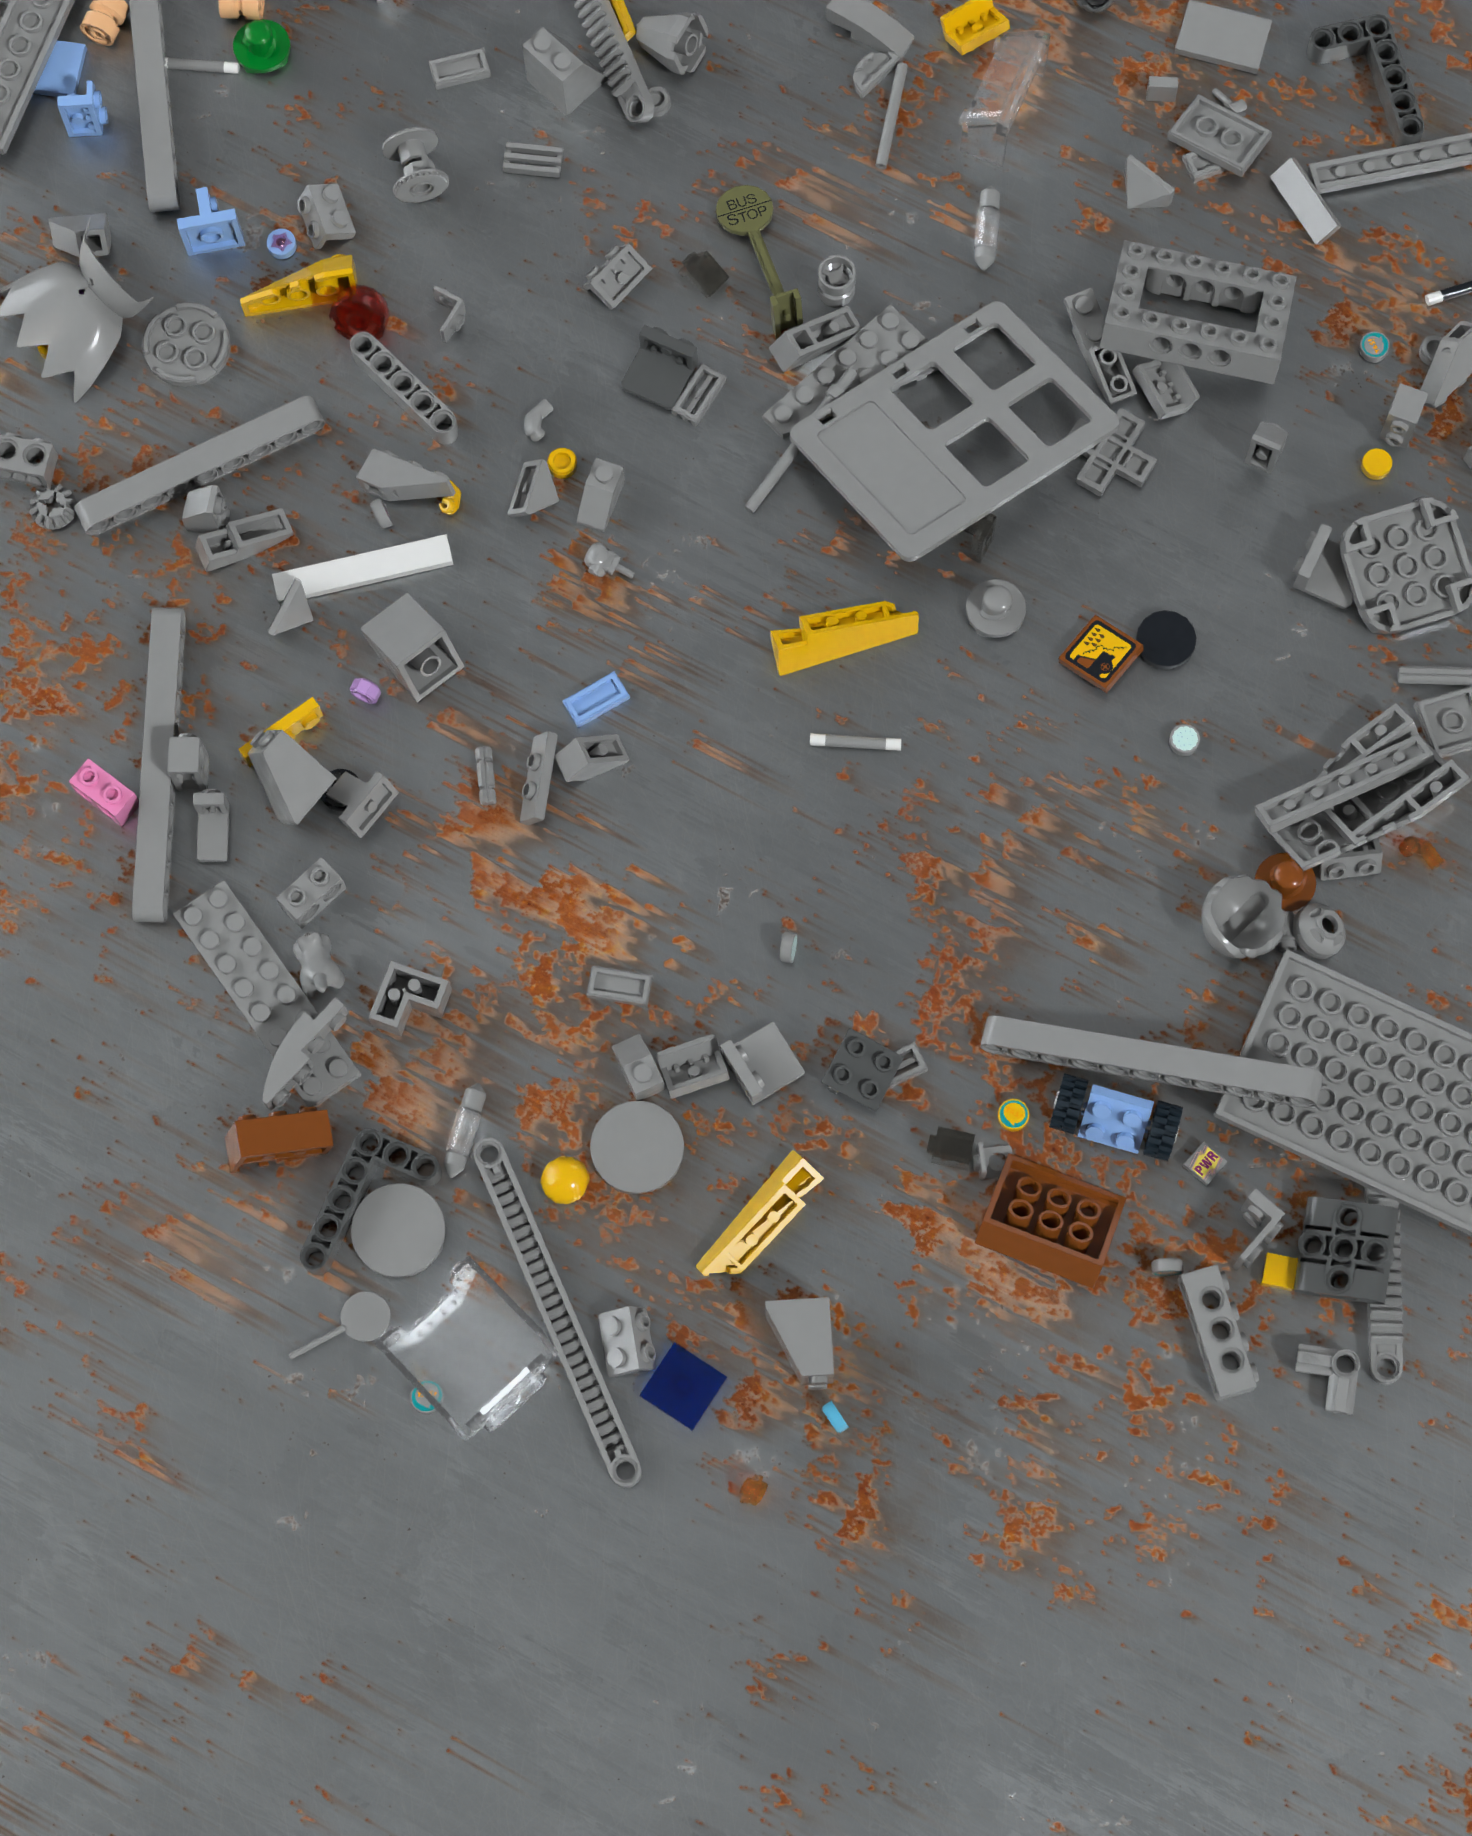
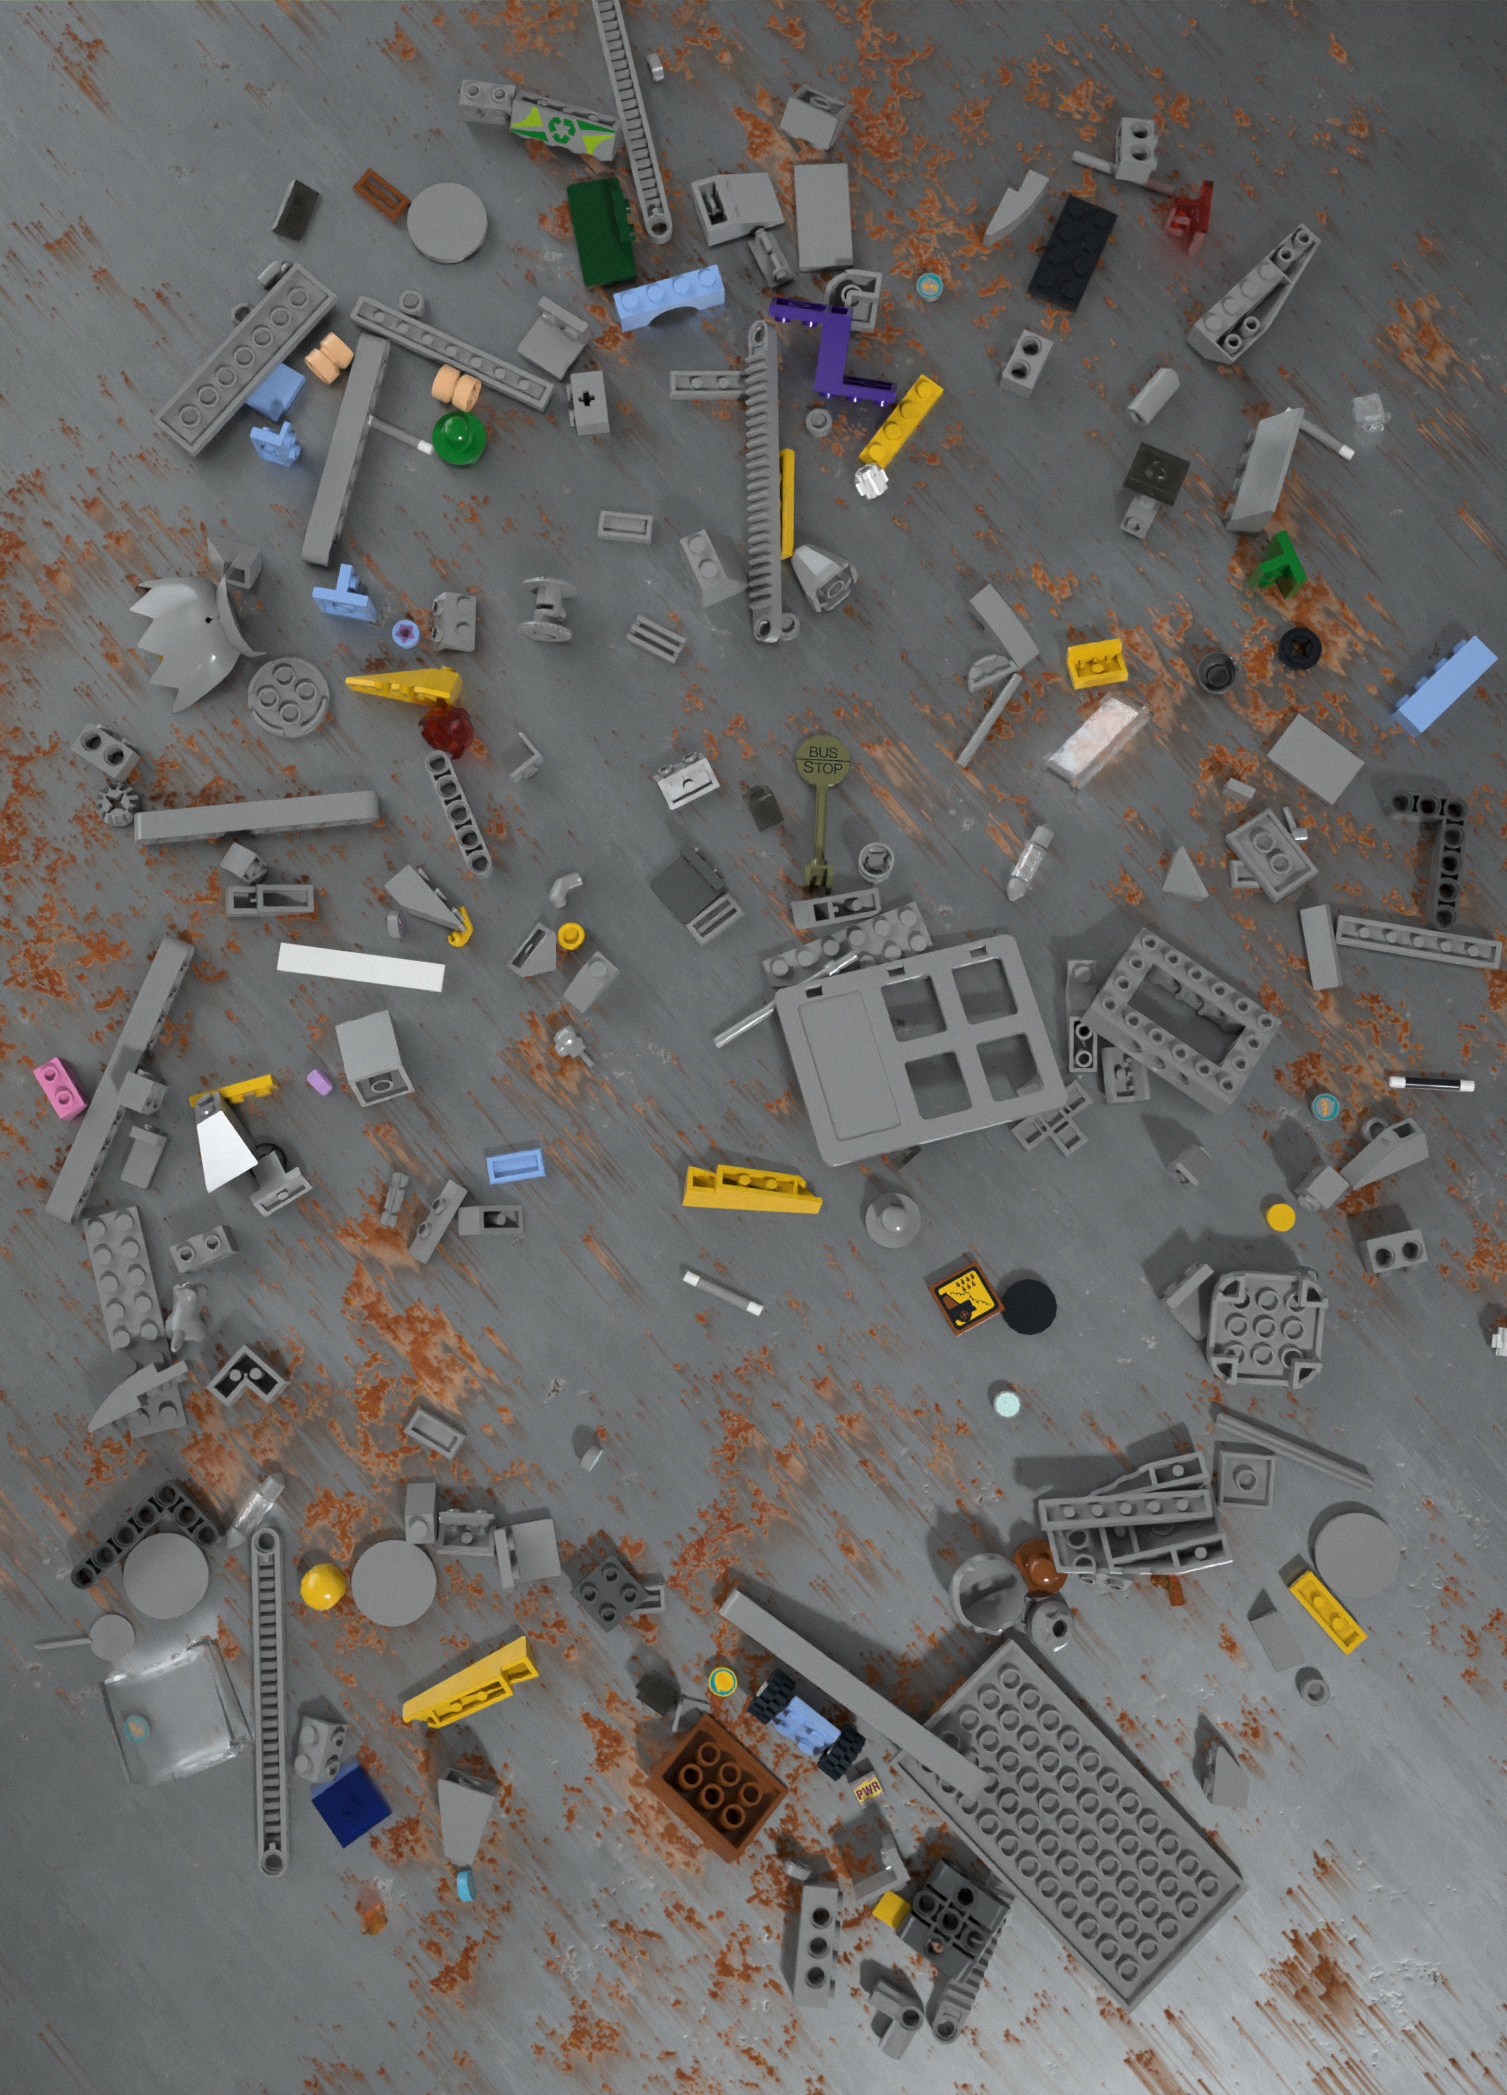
camera: 15 degrees right, 10 degrees up
(278, 1137) = (94, 1459): dark orange wedge -> none
(293, 610) = (285, 985): light grey slope -> none

